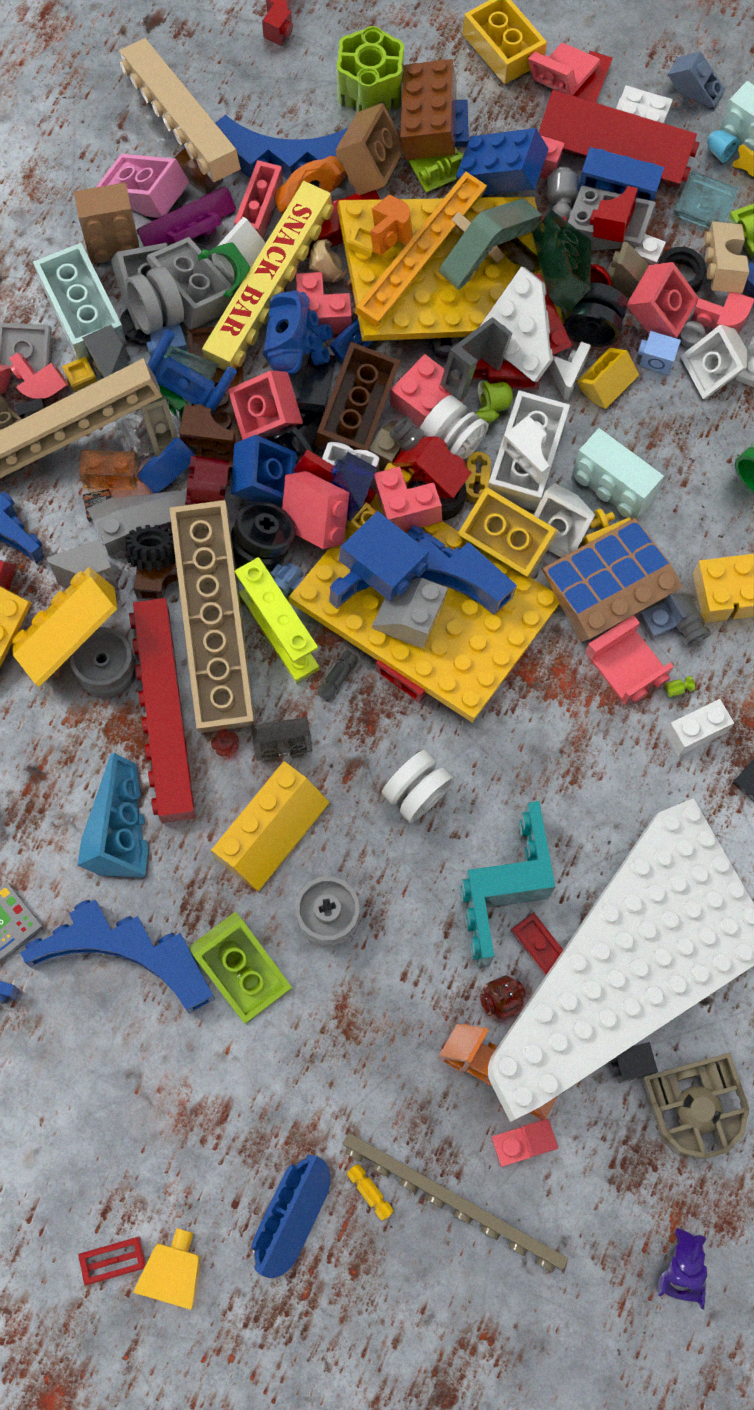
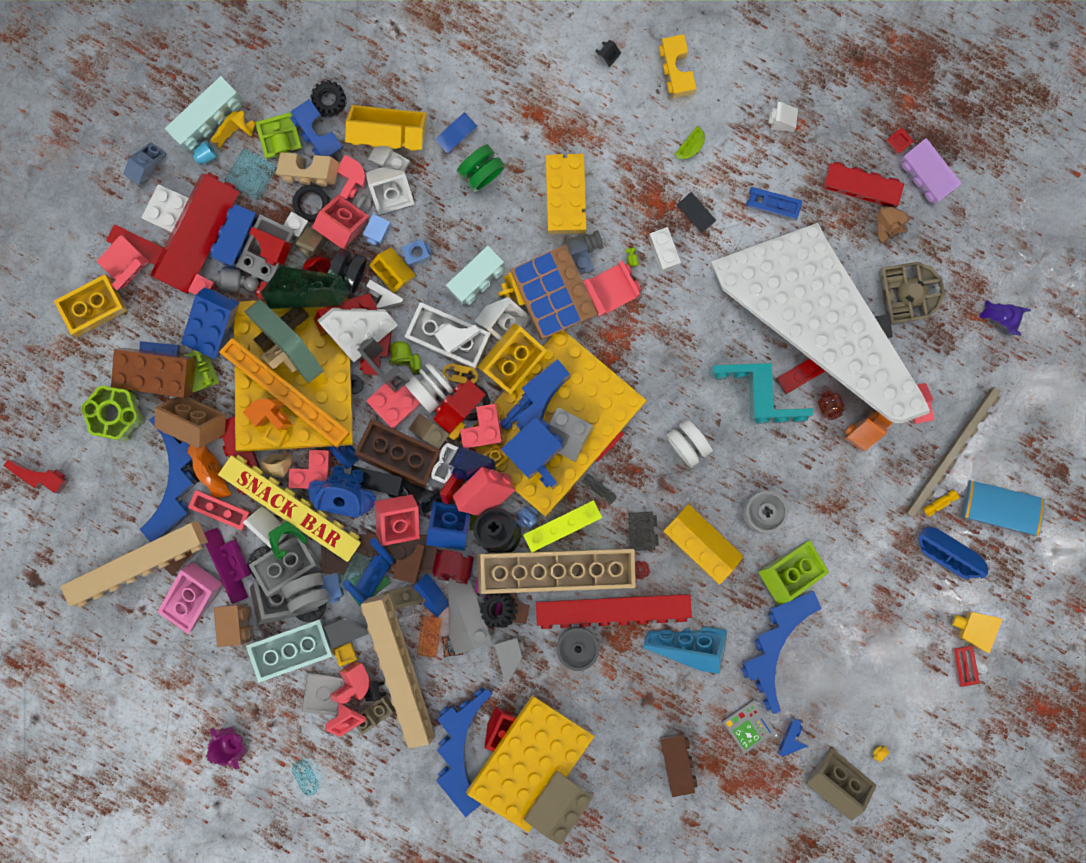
camera: 80 degrees left, 15 degrees up
(64, 625) = (555, 671): yellow slope -> none
(373, 1300) = (1004, 508): none -> dark azure slope
(406, 433) = (433, 421): dark grey wheel -> none
(636, 393) = (408, 252): none -> medium blue brick

